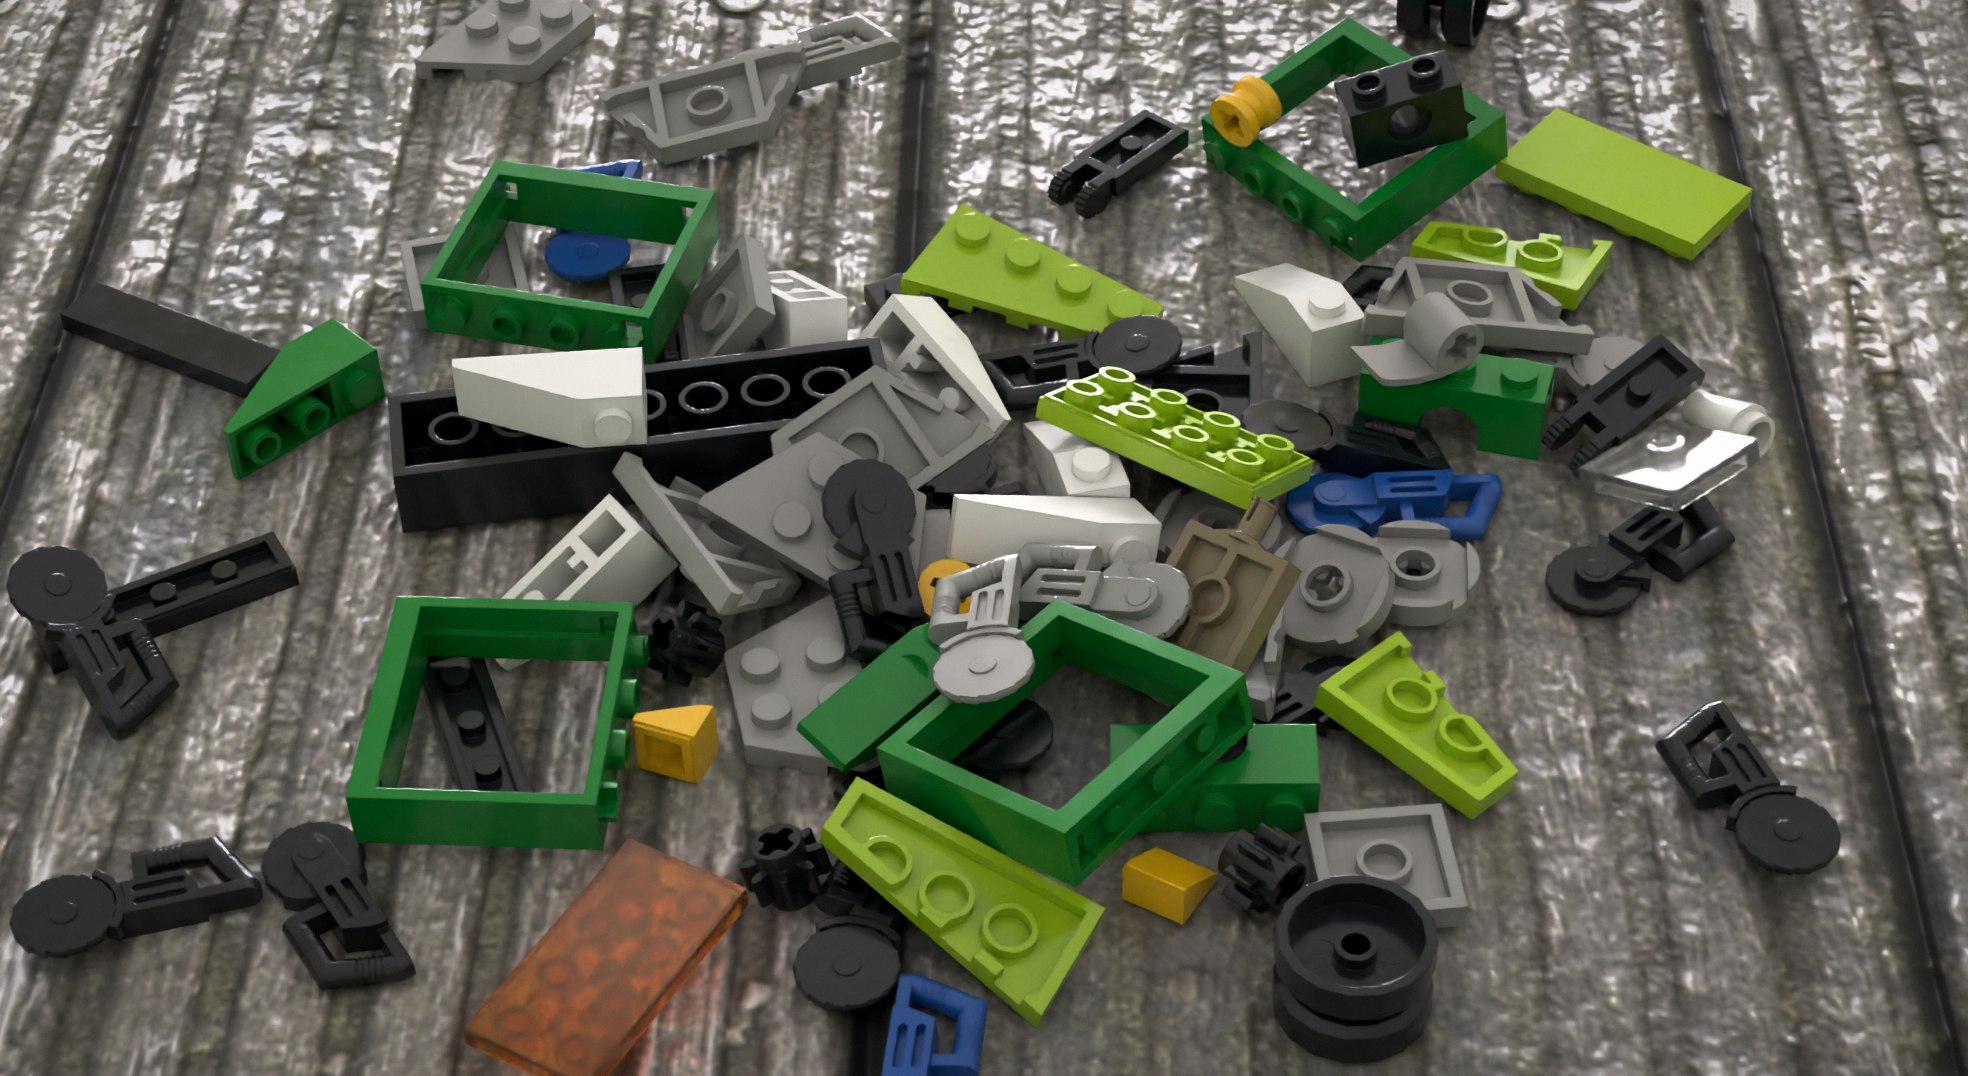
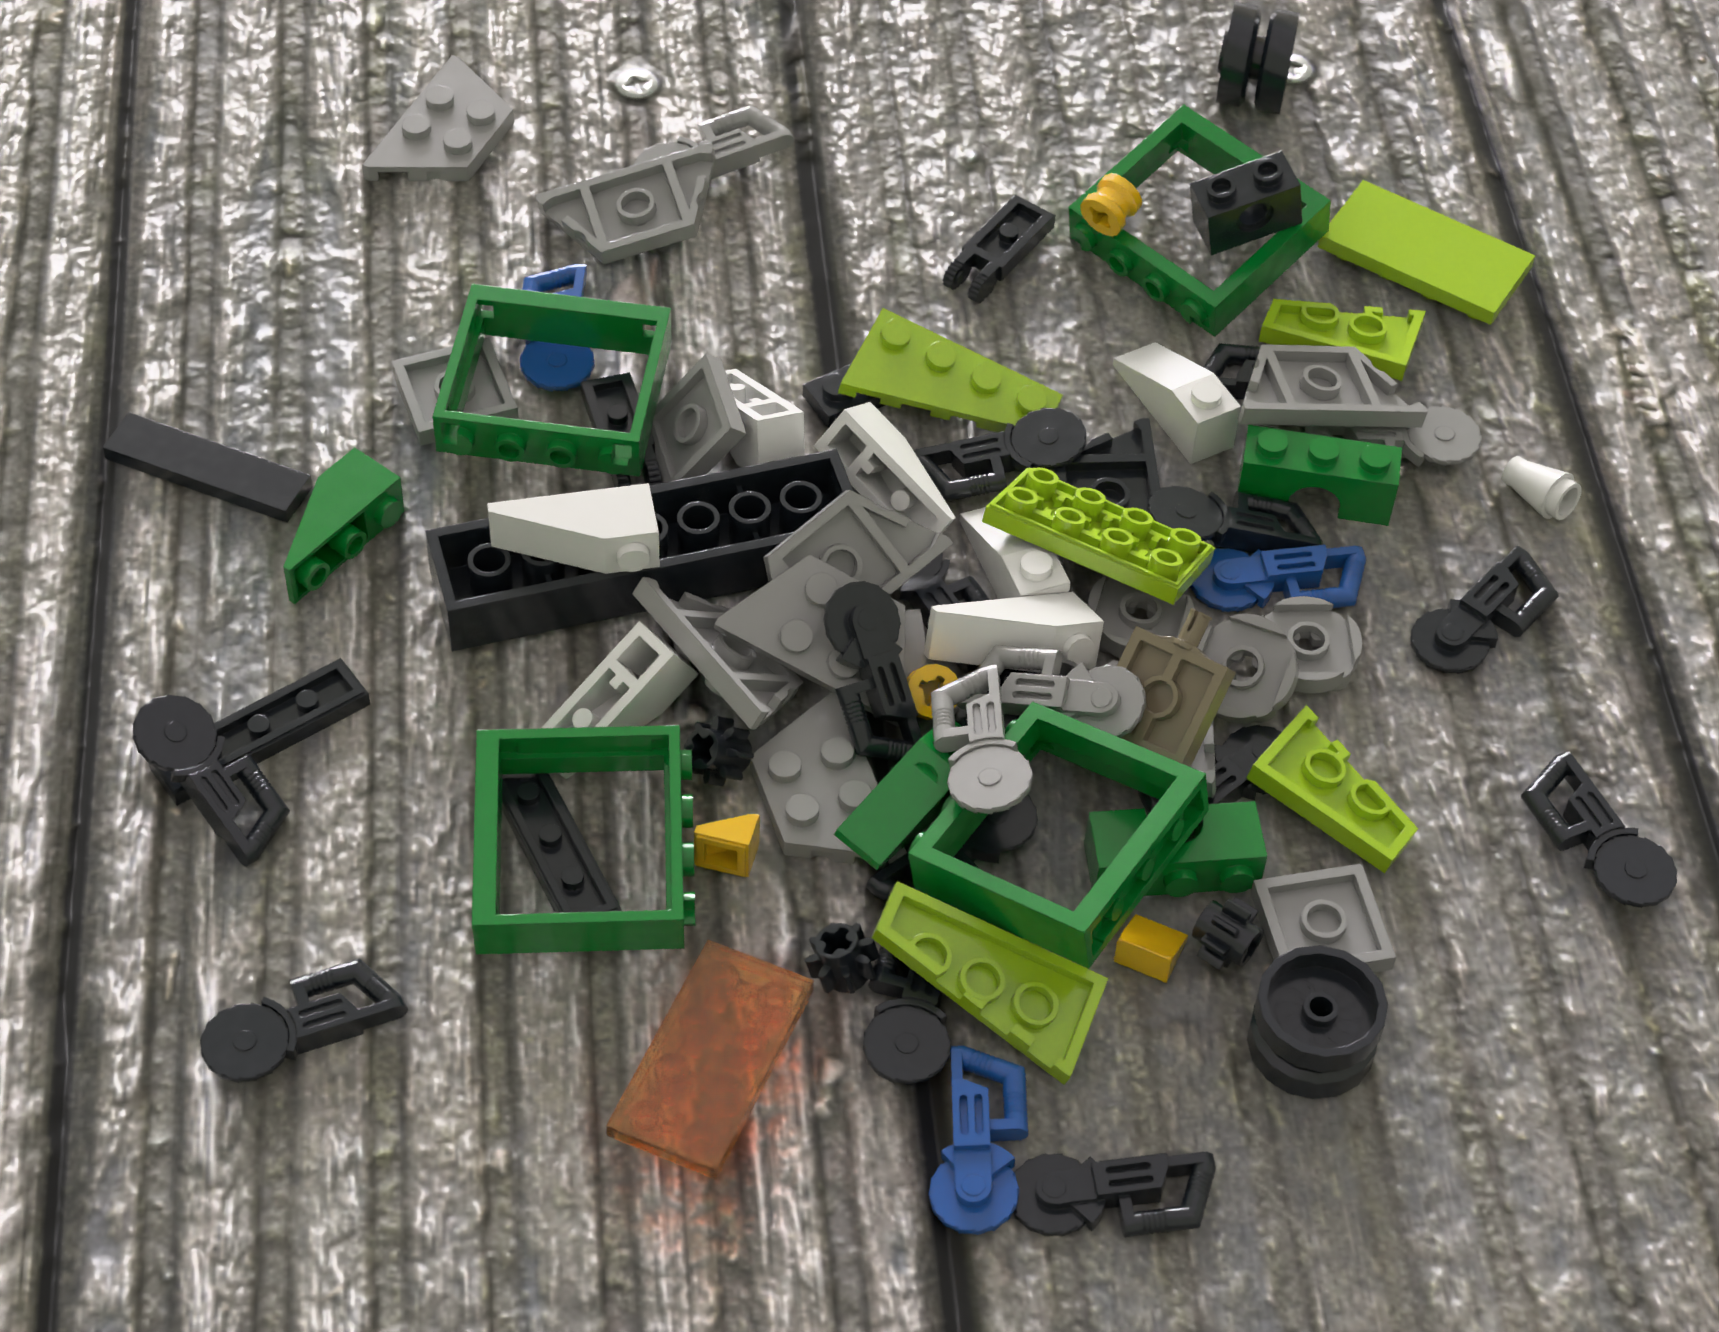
camera: 10 degrees left, 10 degrees up
(324, 878) = (451, 983): black piece -> none
(1435, 344) = (1303, 439): light grey panel -> none
(1626, 400) = (1460, 472): black hinge -> none
(1669, 464) = (1500, 530): clear plate -> none

